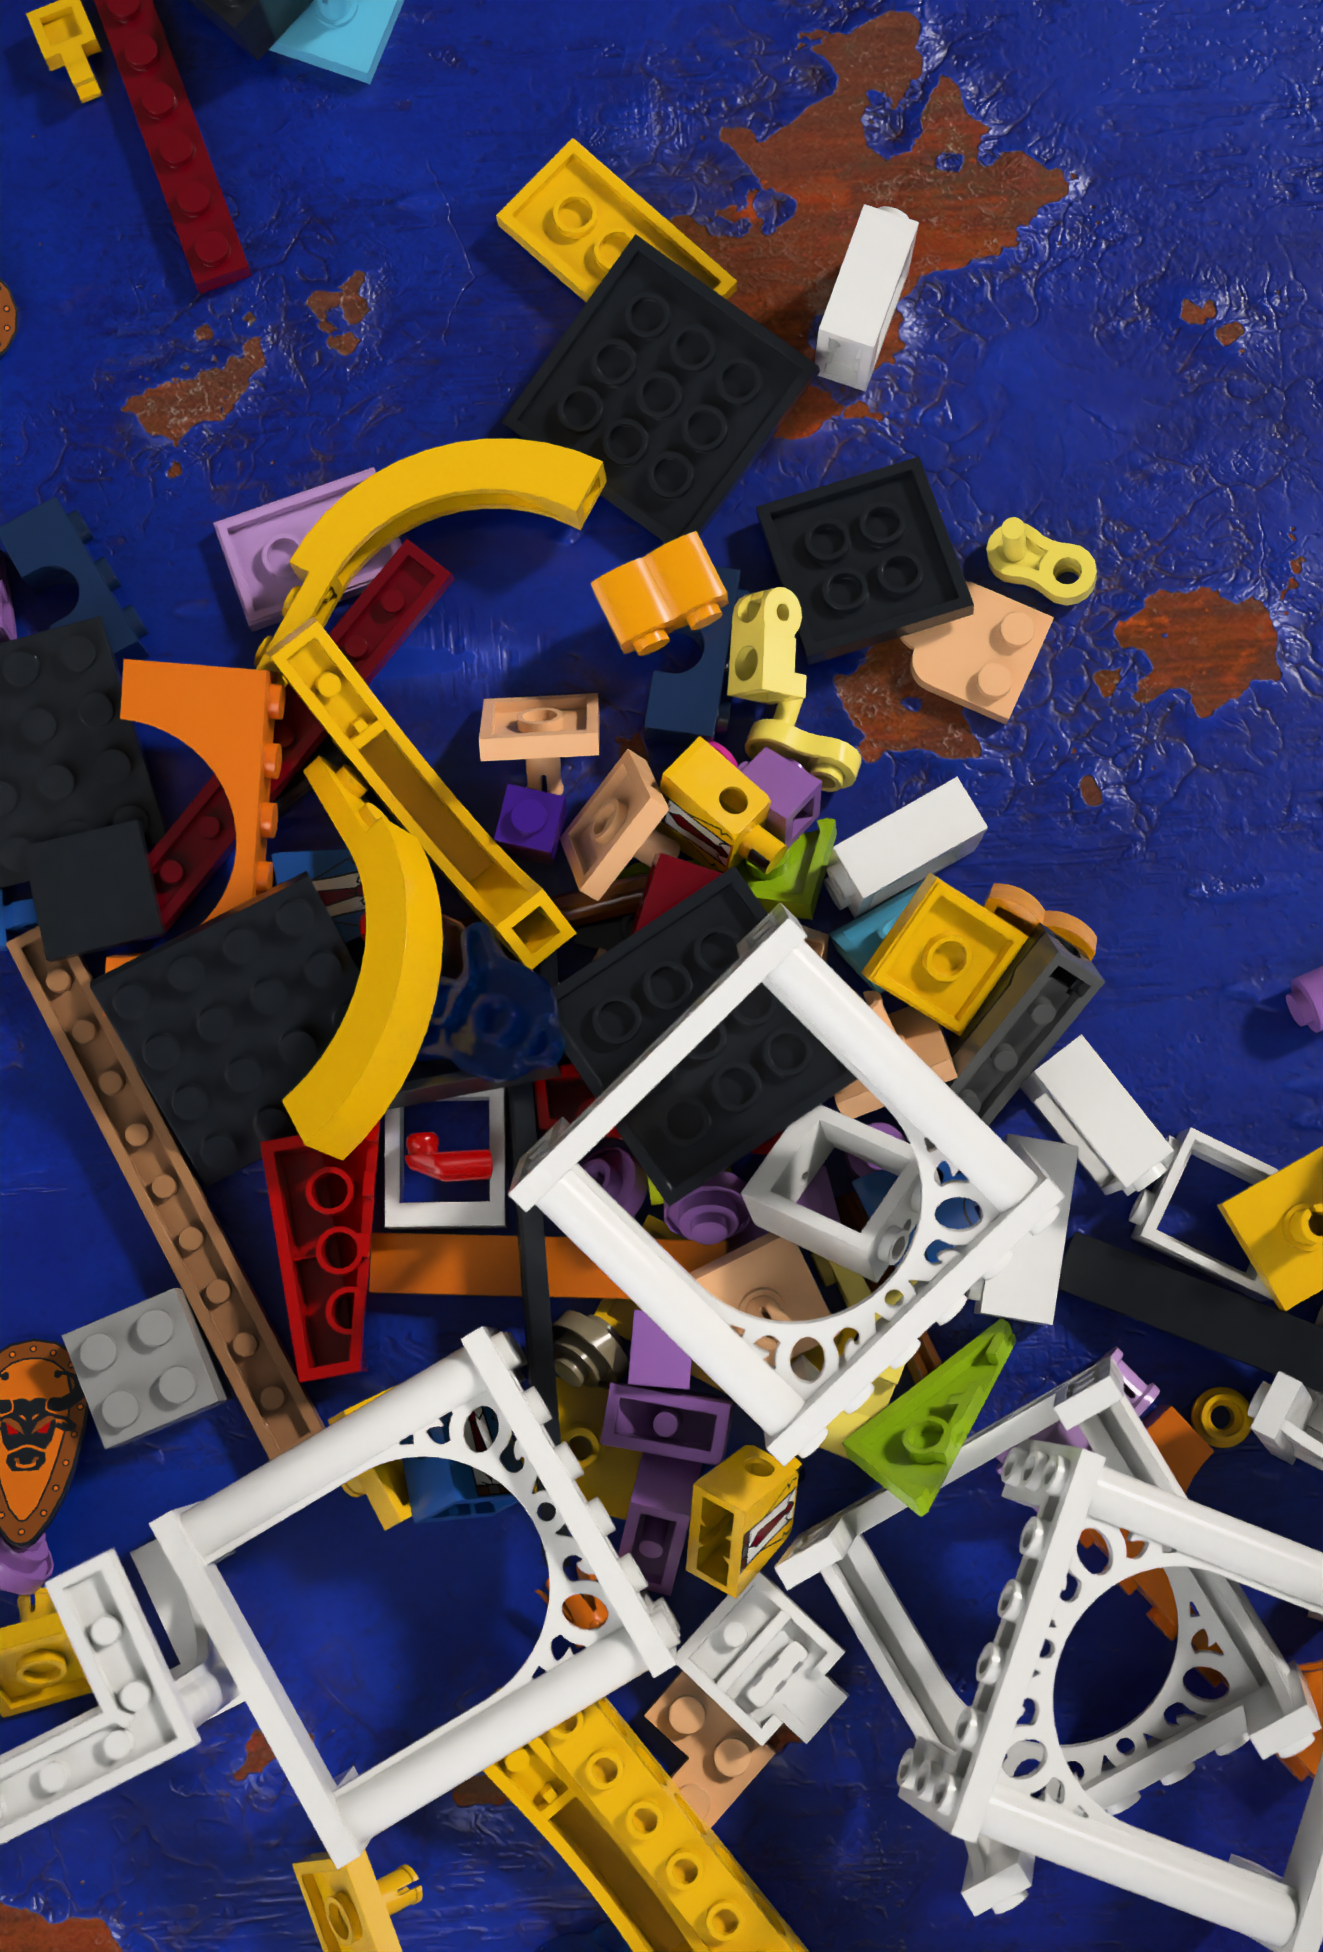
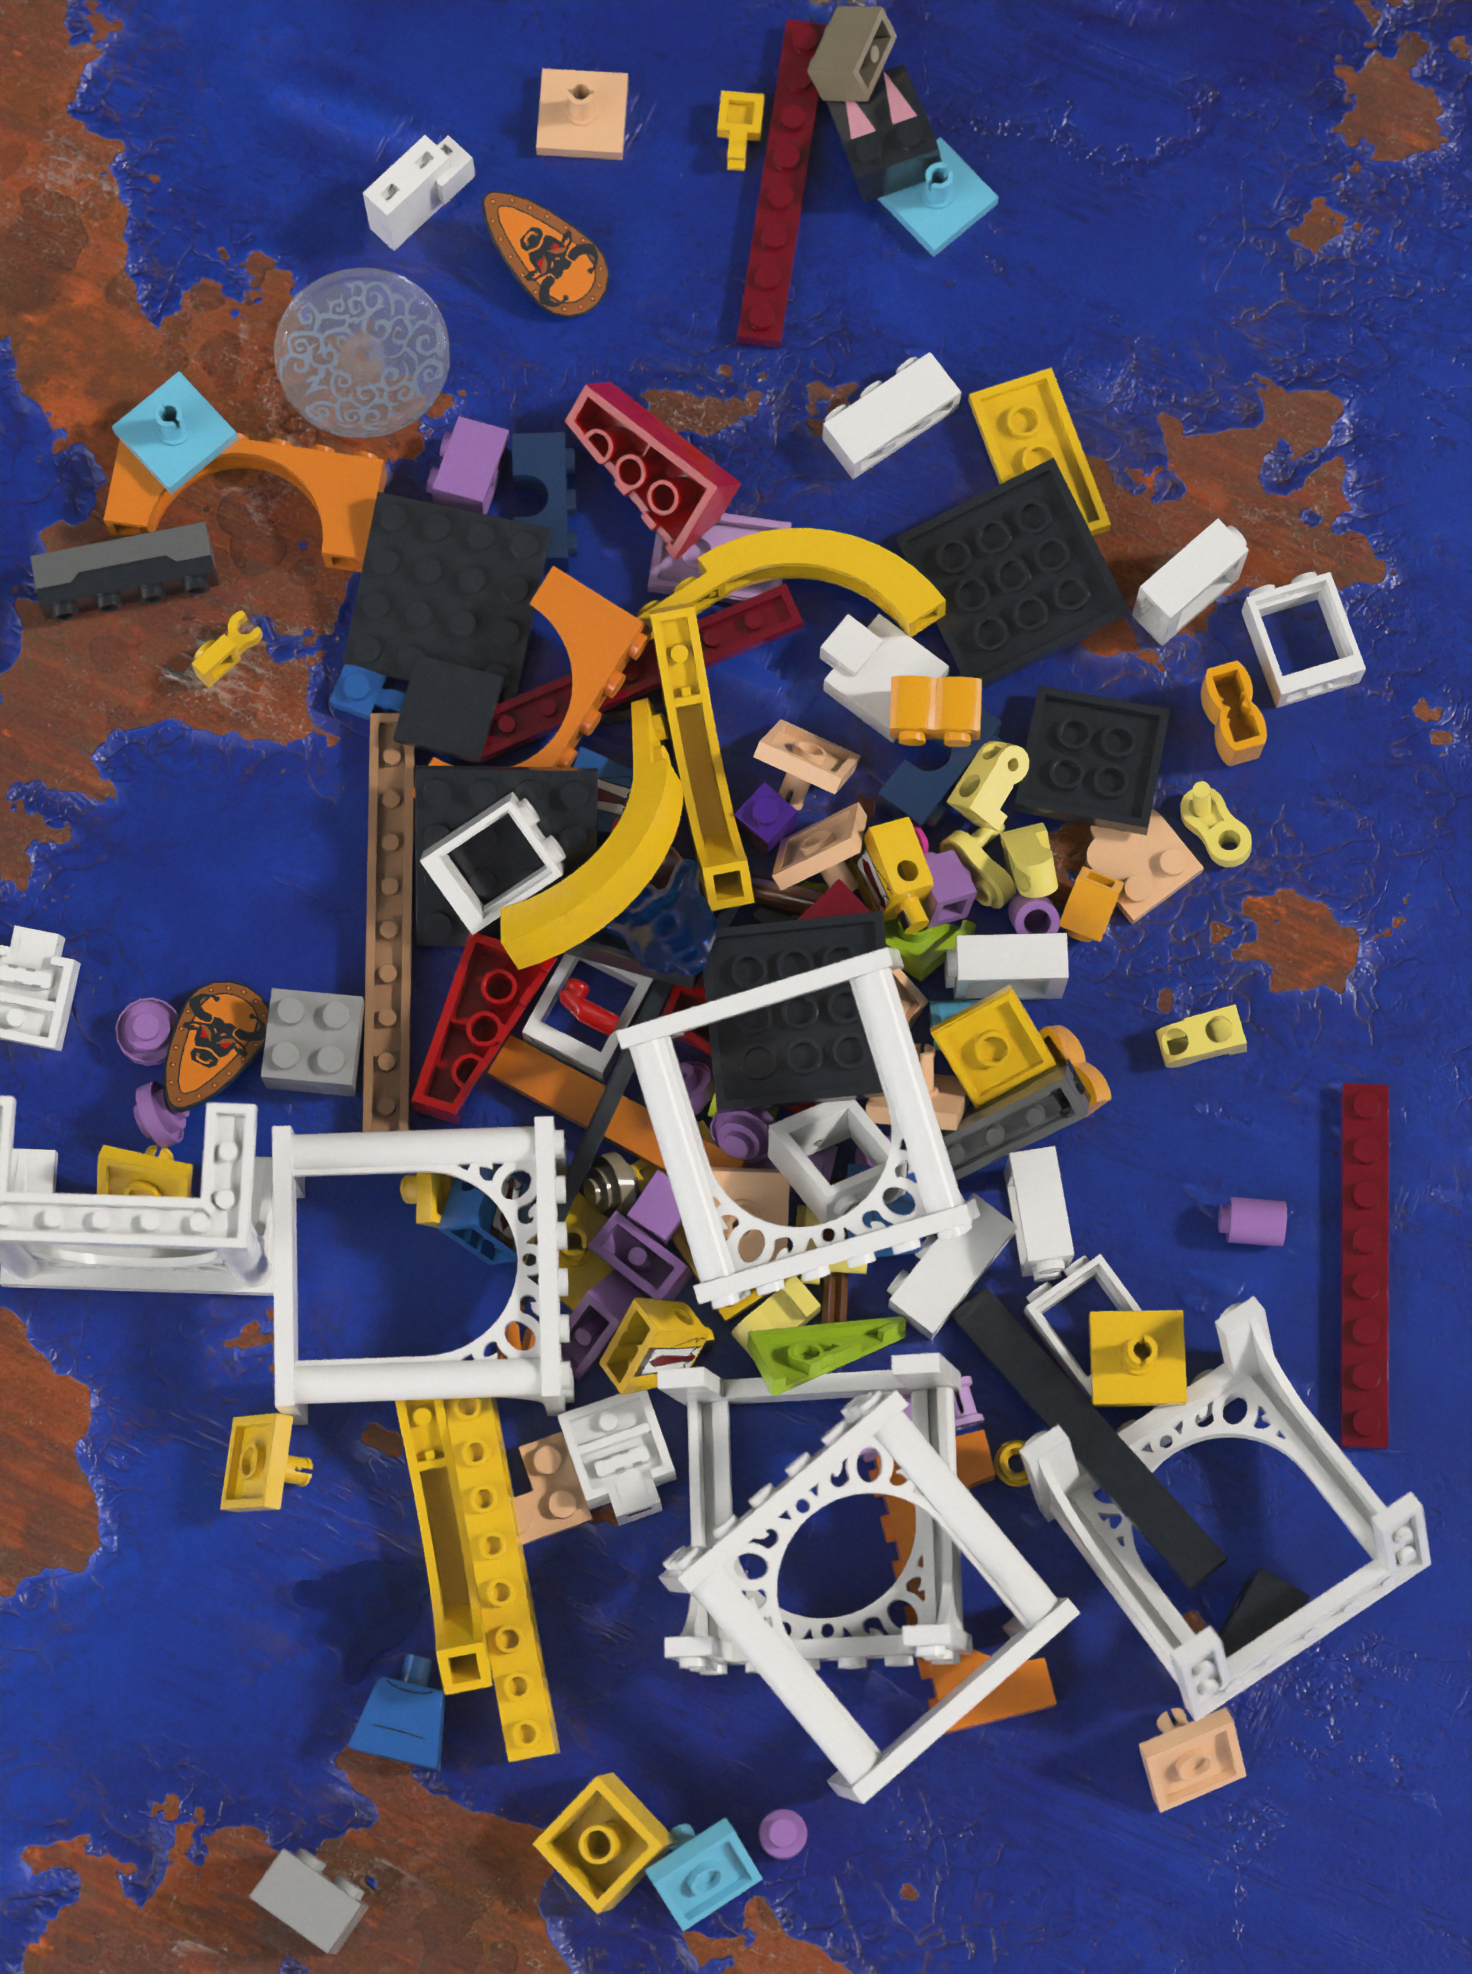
camera: 25 degrees right, 5 degrees down
(181, 482) = (653, 465): none -> red wedge
(217, 1102) = (456, 888): none -> white window
(419, 284) = (890, 414): none -> white brick
(551, 586) = (864, 665): none -> white piece
(859, 713) = (1030, 860): none -> light yellow leg
(897, 773) = (1033, 915): none -> medium lavender brick
(955, 727) = (1090, 905): none -> light orange brick
(984, 416) = (1238, 722): none -> light orange brick
(1054, 265) = (1314, 680): none -> white window
(1161, 811) = (1202, 1037): none -> light yellow leg

